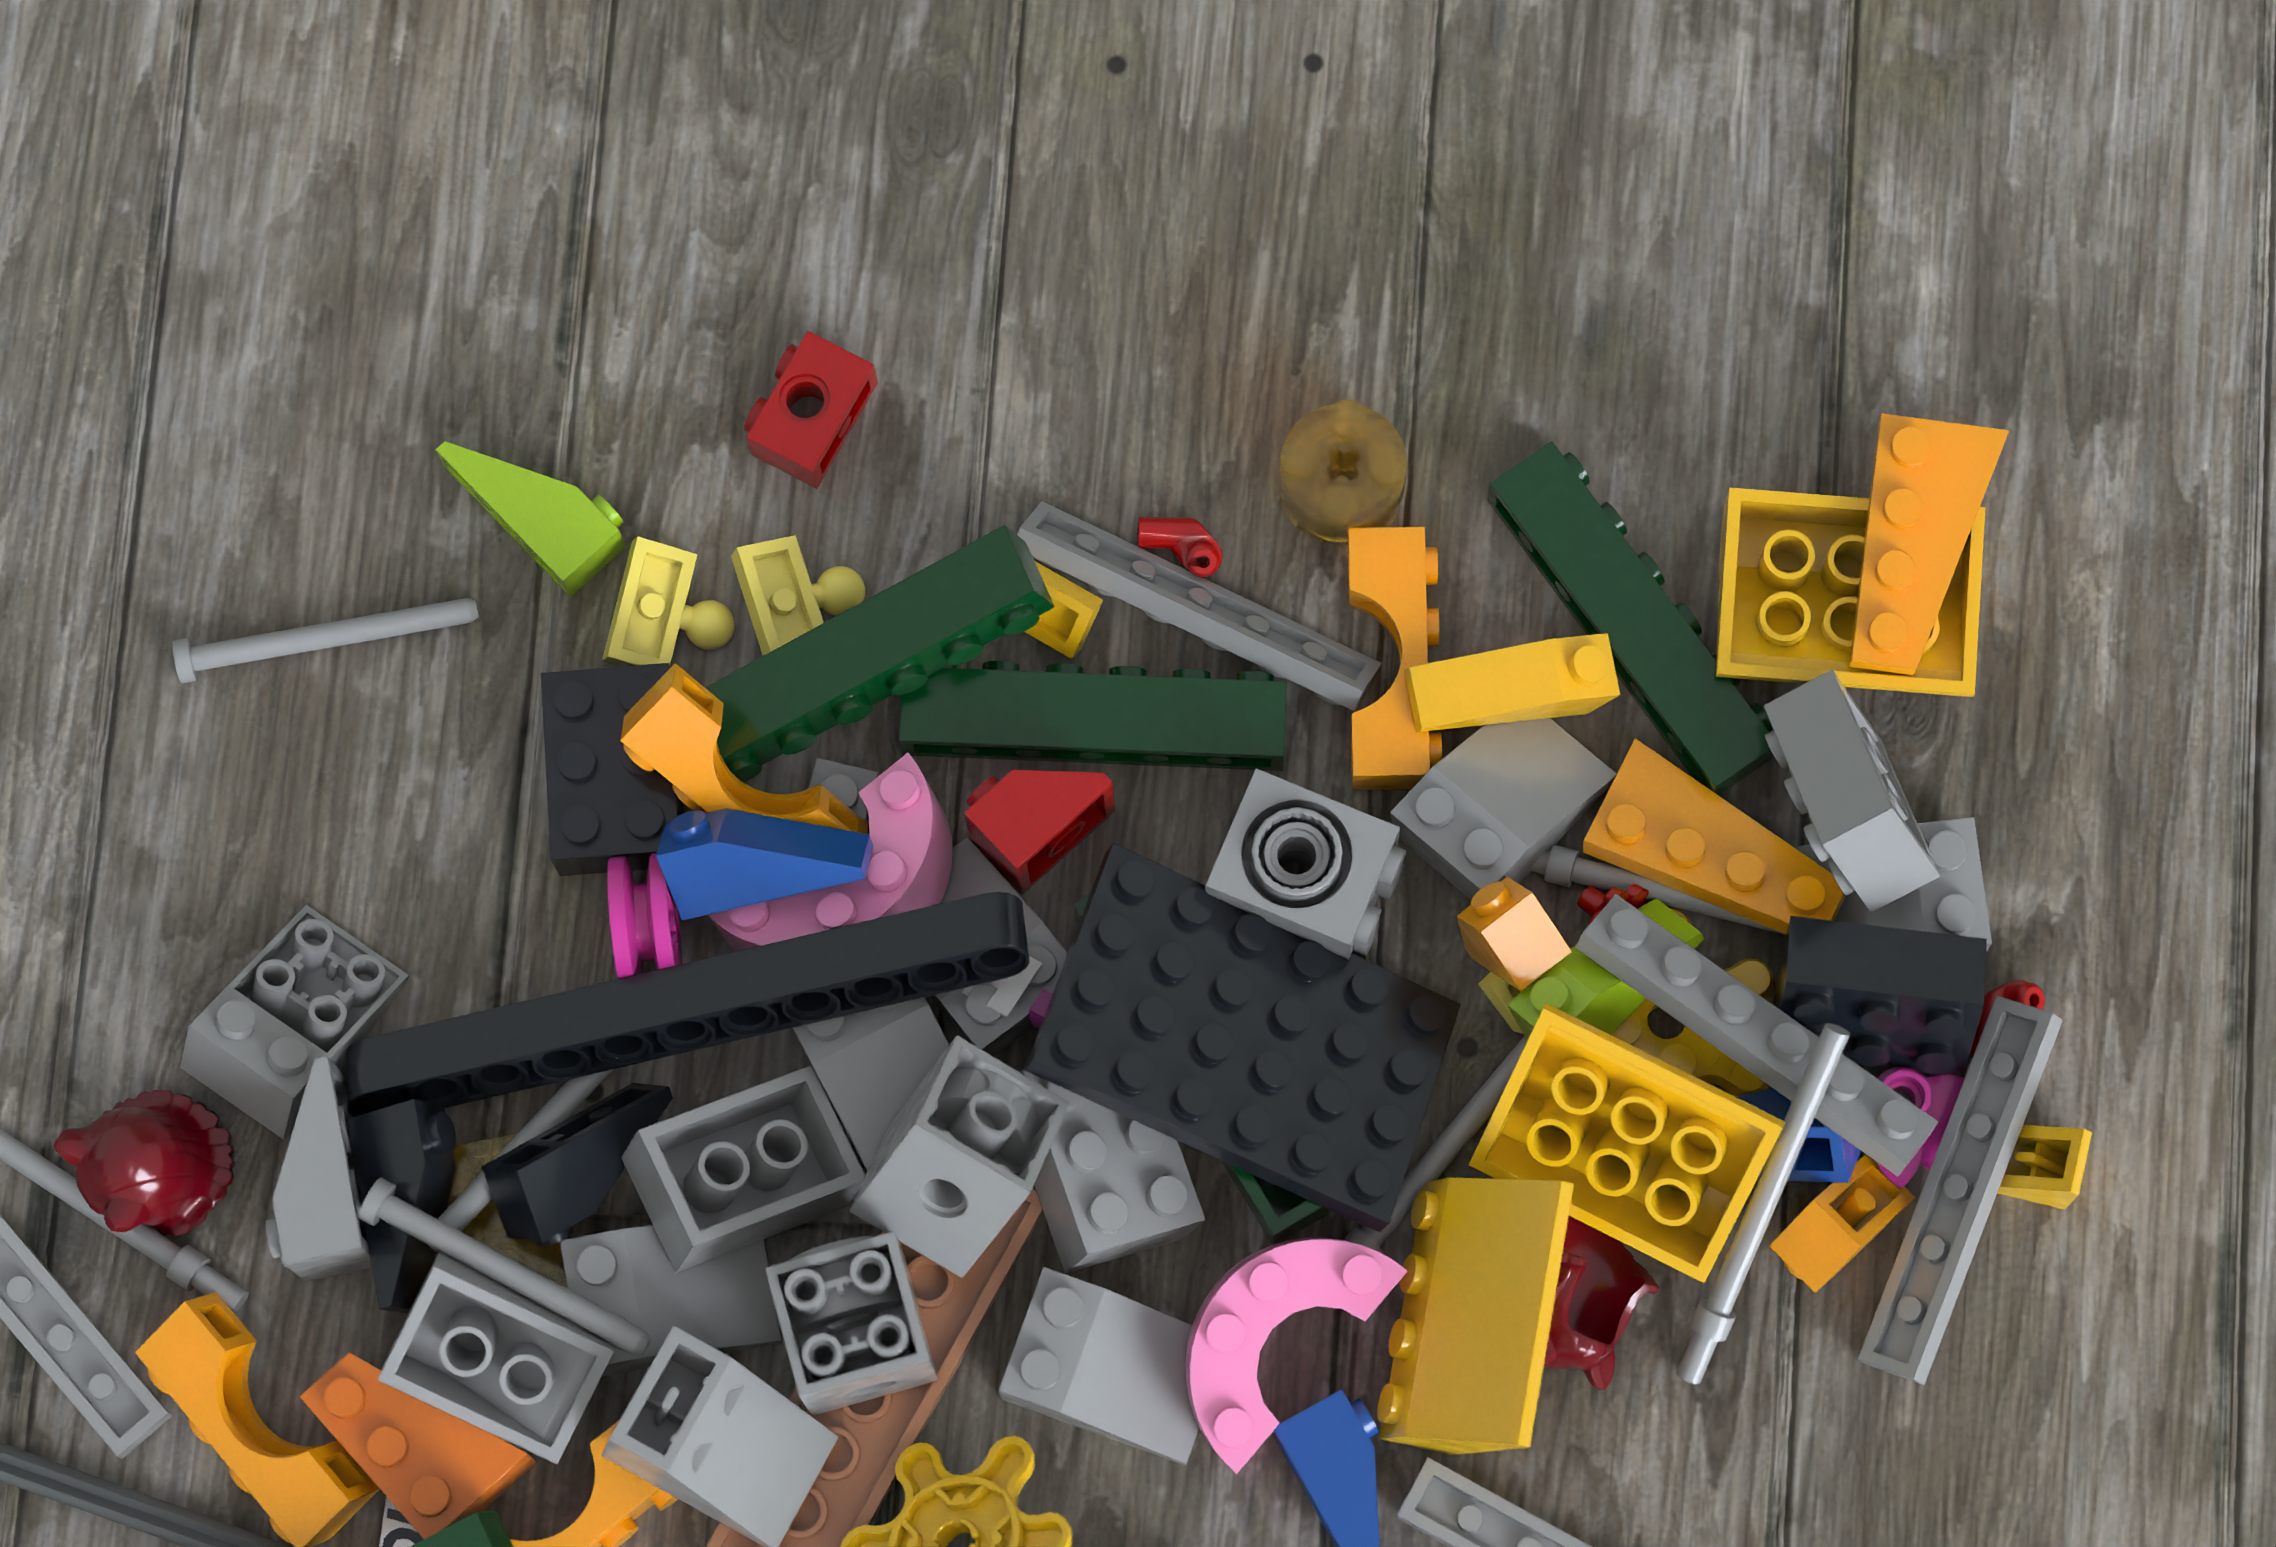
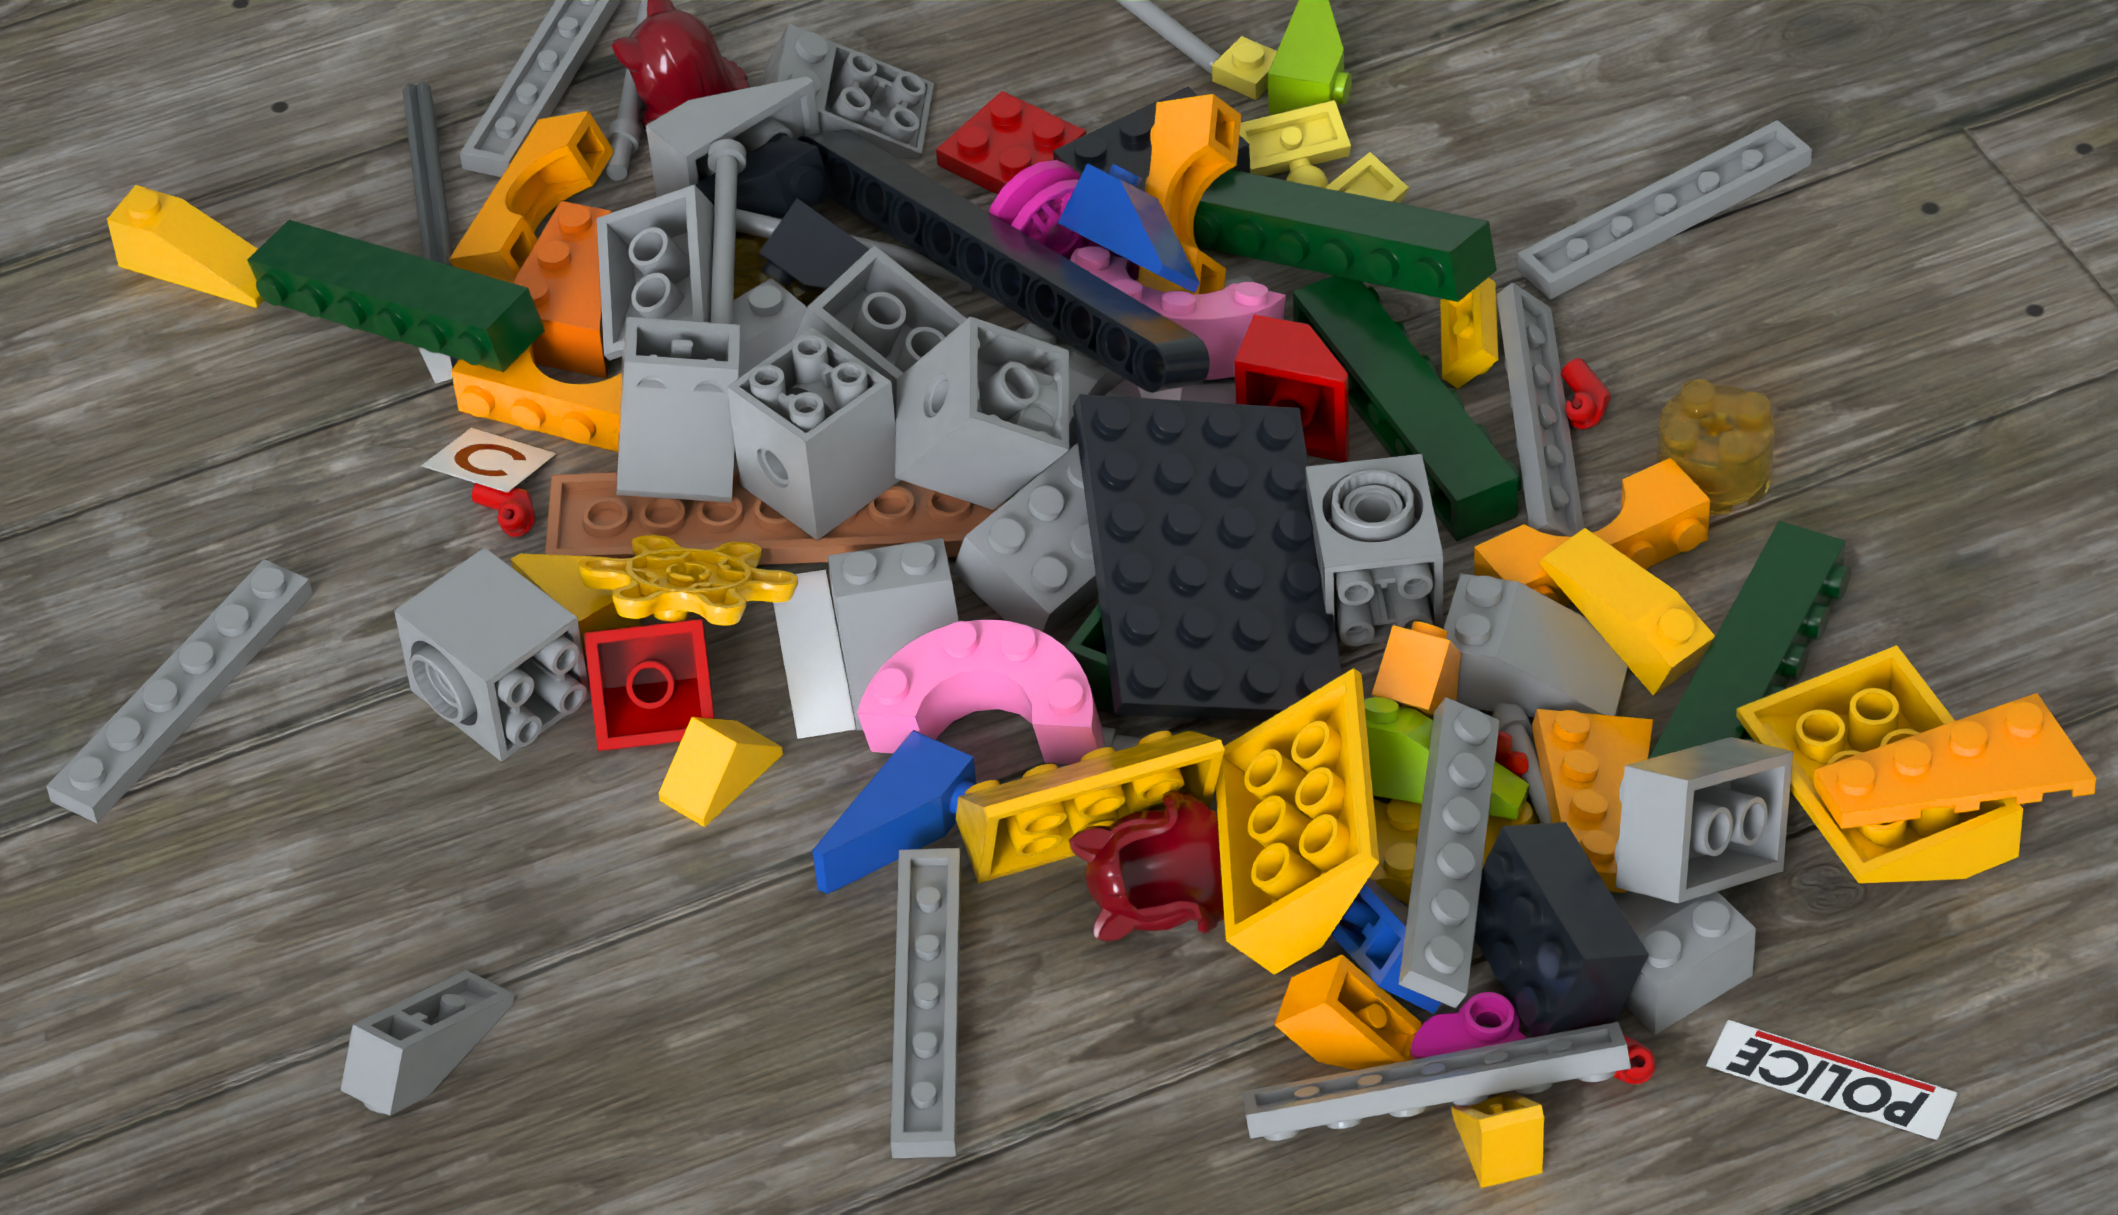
camera: 60 degrees right, 30 degrees down
(463, 881) = (1004, 141): none -> red plate
(497, 580) = (1244, 68): none -> light yellow plate
(810, 444) = (1511, 154): red brick -> none
(979, 314) = (1663, 209): none -> light grey plate
(1063, 1455) = (814, 659): none -> white sticker
(1715, 1315) = (1207, 970): light grey bar -> none
(2118, 841) = (1832, 1079): none -> sticker

